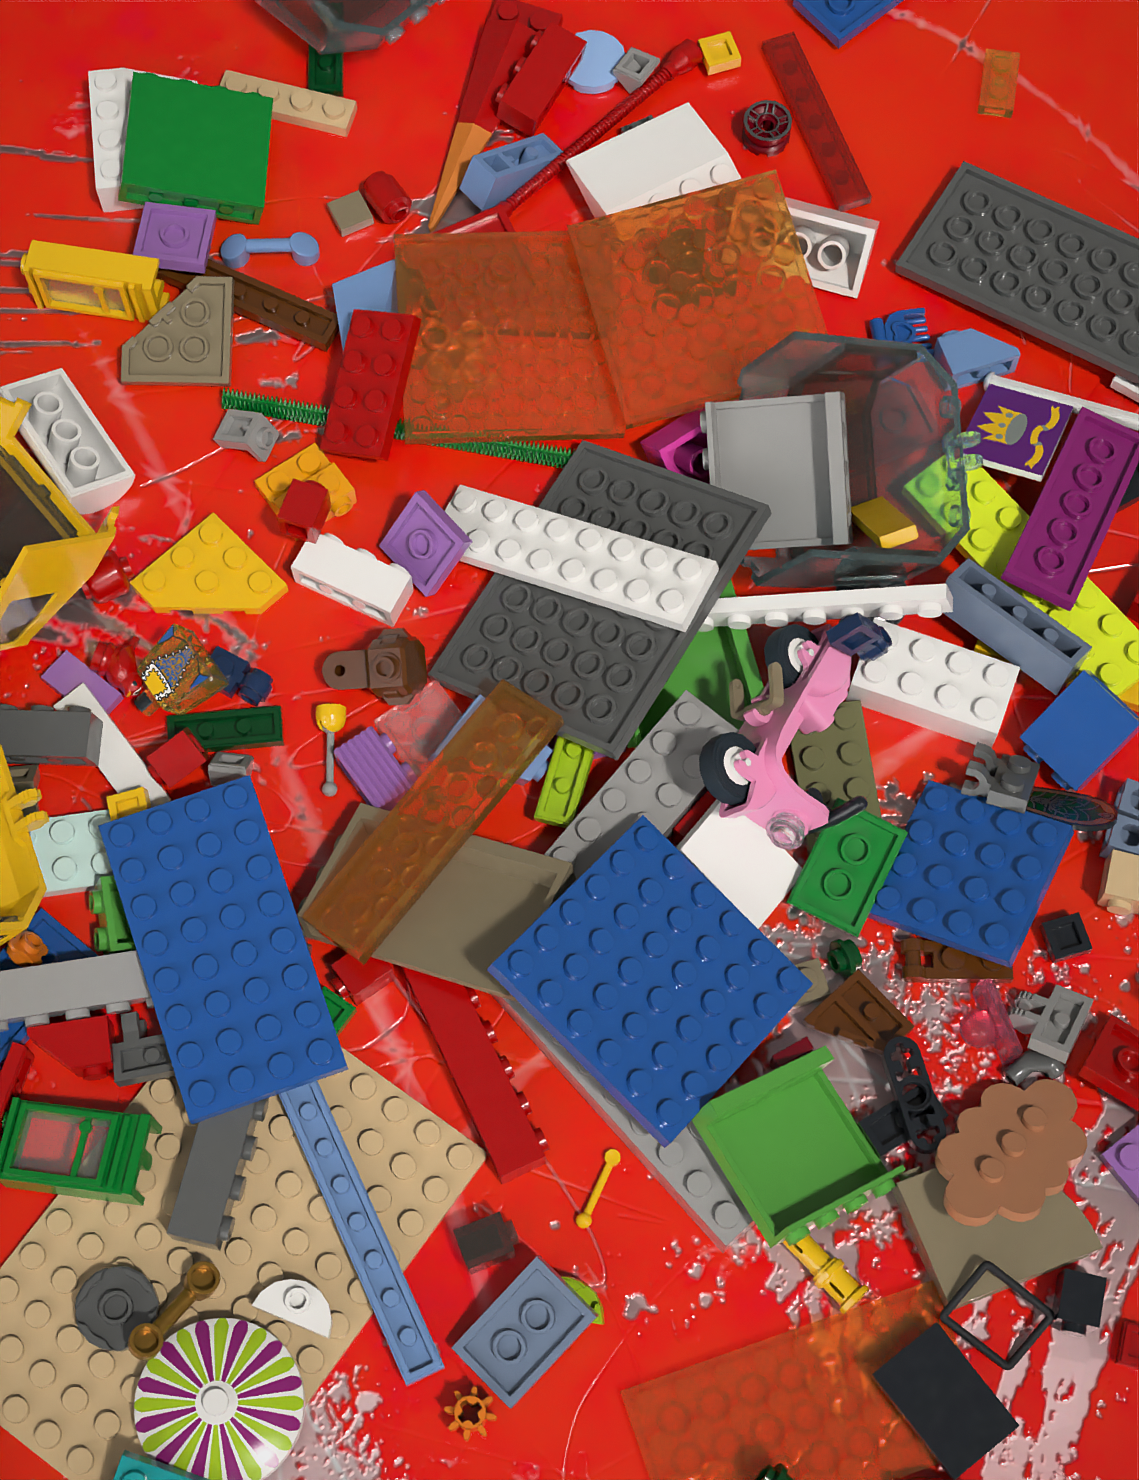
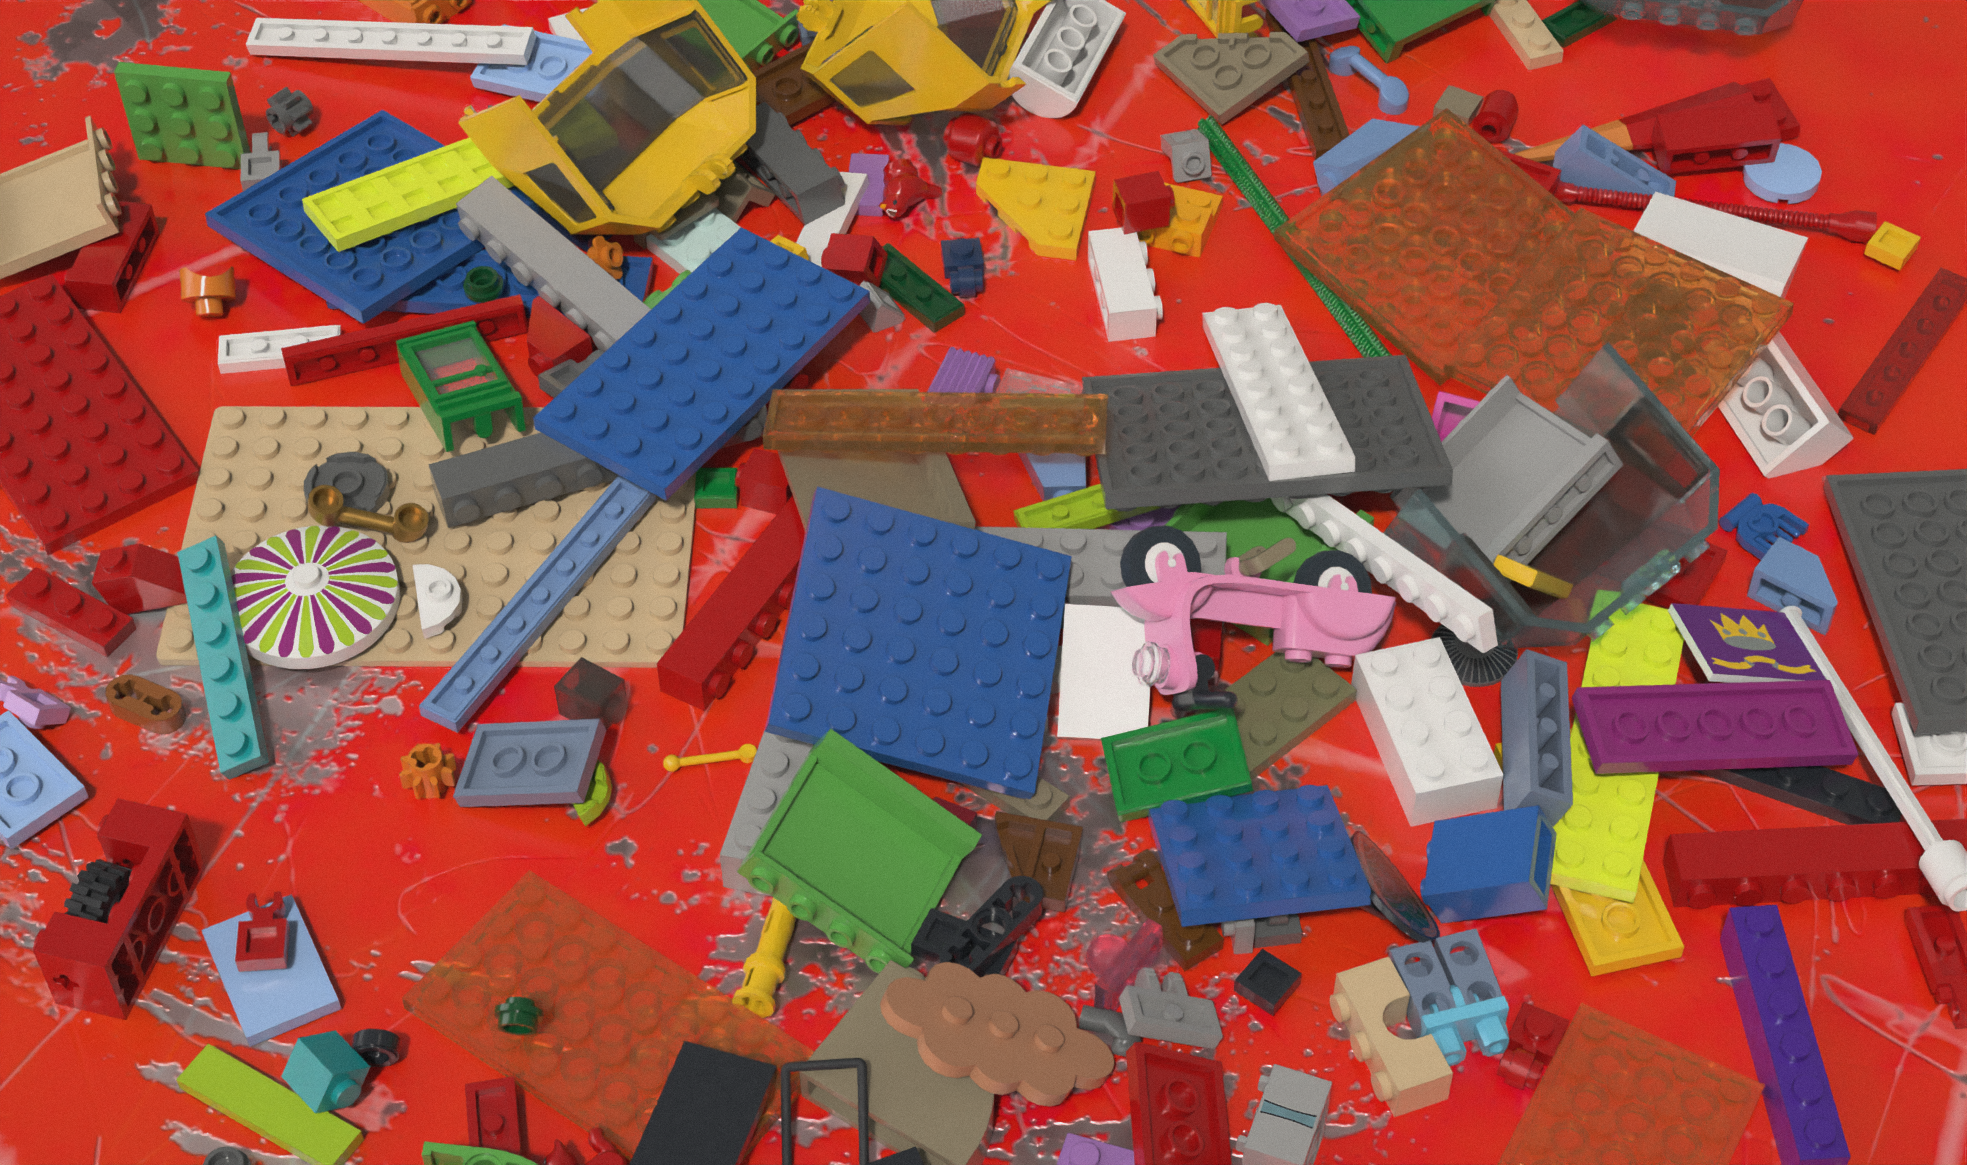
camera: 55 degrees right, 20 degrees down
(178, 674) = (929, 221): clear yellow torso -> none
(330, 719) = (981, 339): hinge -> none
(370, 384) = (1301, 181): red plate -> none
(388, 667) = (1058, 338): reddish brown piece -> none
(425, 543) = (1197, 304): medium lavender plate -> none
(635, 68) = (1806, 197): light grey slope -> none
(777, 125) = (1857, 316): dark red wheel -> none
(844, 957) = (1087, 811): dark green plate -> none
(859, 636) = (1391, 601): dark blue plate -> none
(1003, 781) = (1378, 835): dark grey plate -> none

